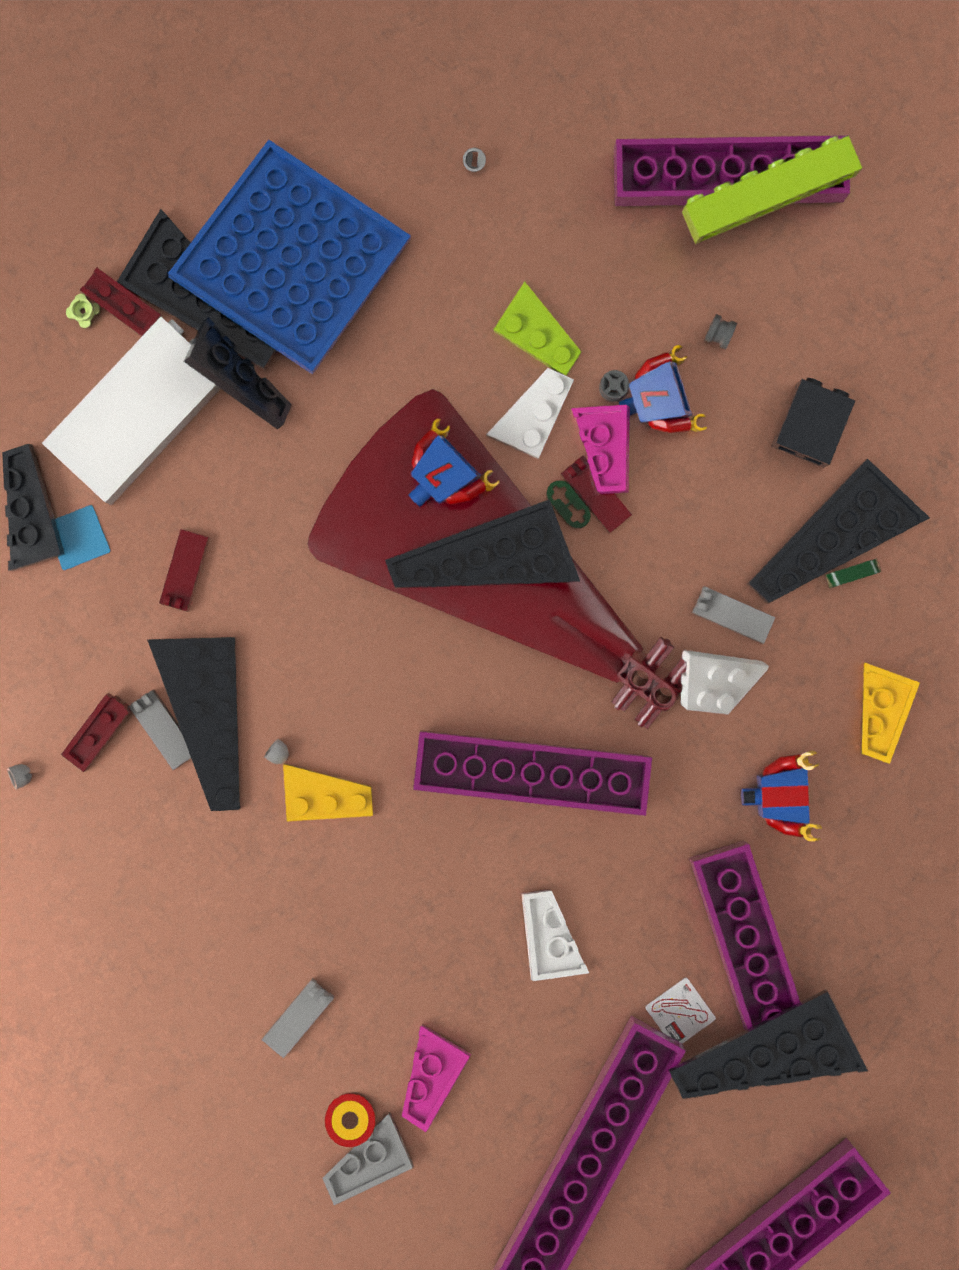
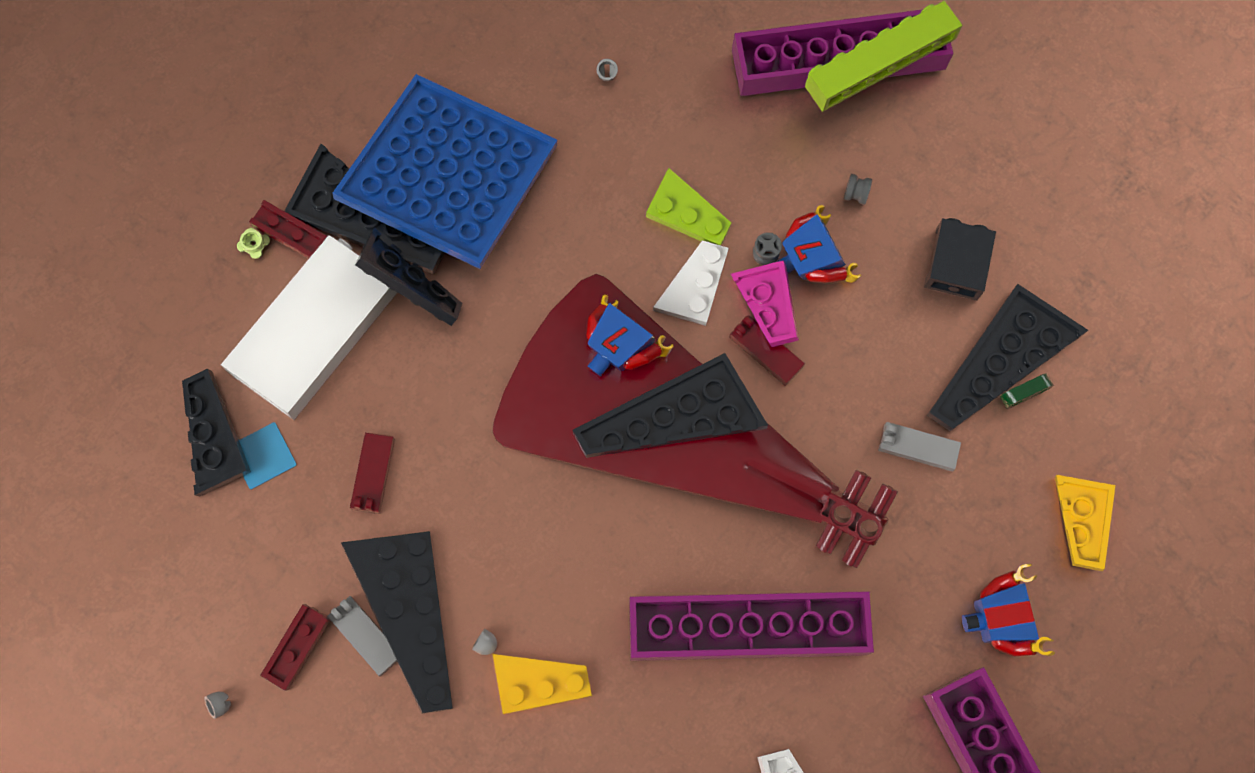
camera: 10 degrees left, 15 degrees down
(573, 500) = (746, 358): dark green beam -> none
(717, 681) = (918, 508): white wing -> none

